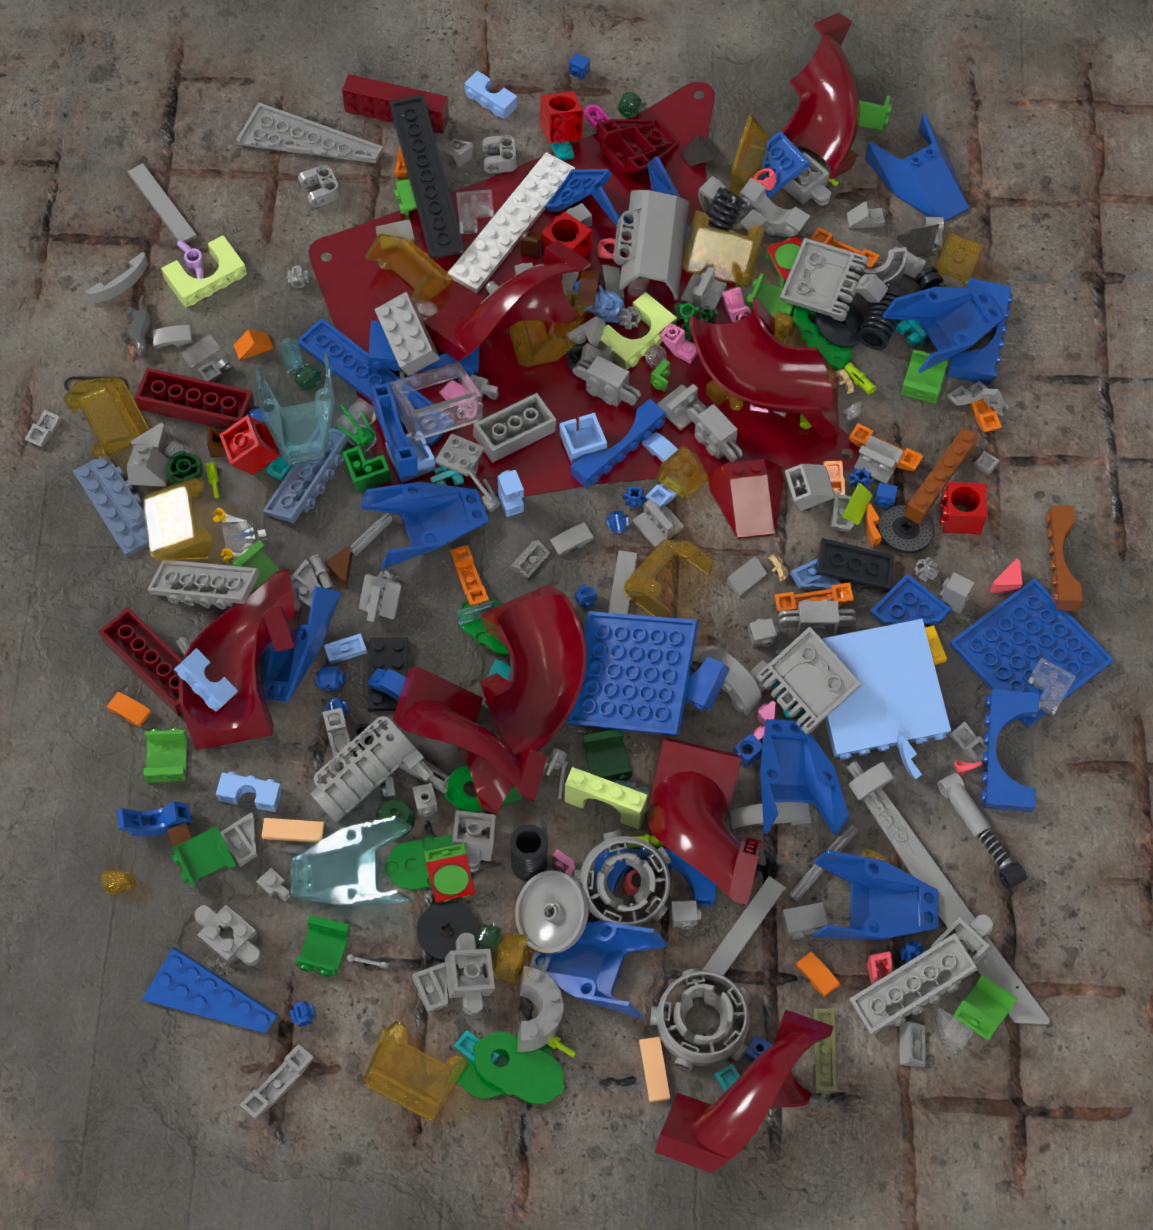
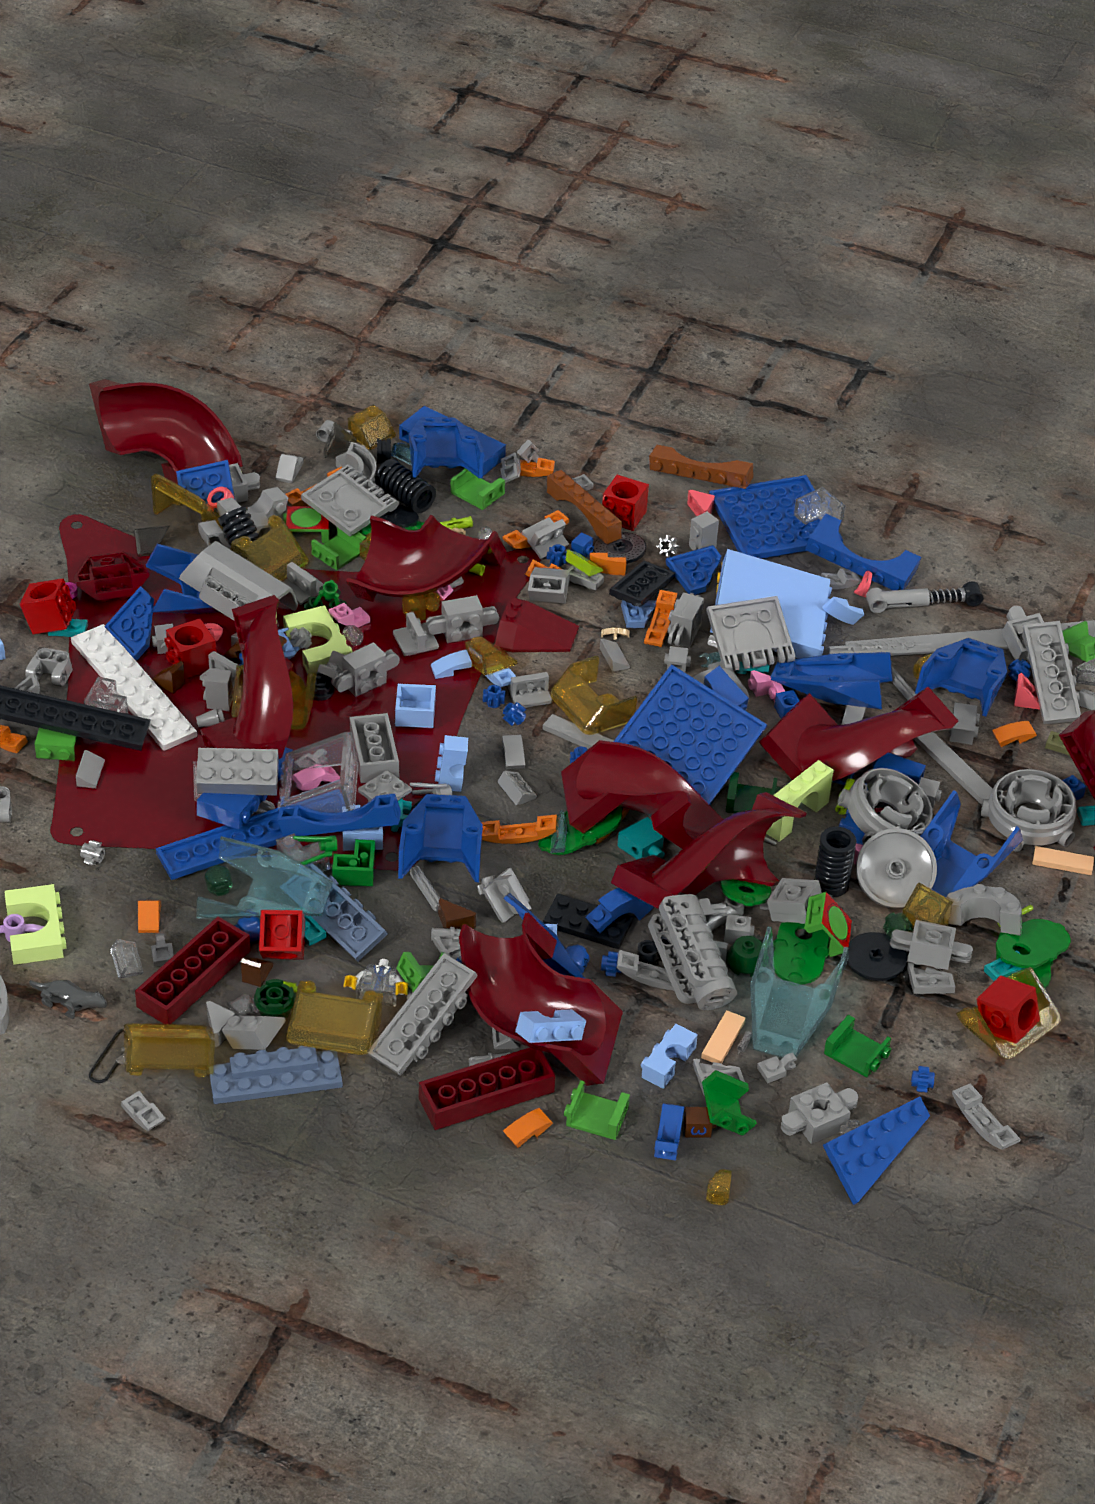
camera: 70 degrees left, 20 degrees down
(176, 335) = (96, 972): light grey slope -> none
(291, 354) = (191, 880): clear light blue hips -> none
(351, 958) = (875, 1033): light grey hinge -> none
(401, 1063) = (1009, 1008): none -> red brick
(411, 264) = (146, 765): clear yellow windscreen -> none
(590, 330) = (308, 657): light grey slope -> none
(592, 466) = (419, 665): blue arch -> none
(629, 104) = (59, 565): clear green head -> none
(659, 376) = (371, 635): bright green bracket -> none
(735, 304) = (337, 573): bright pink slope -> none
(871, 288) = (381, 473): light grey brick -> none
(871, 780) = (853, 638): light grey slope -> none
(917, 333) = (432, 475): teal hips -> none
(922, 179) = (276, 418): blue windscreen -> none

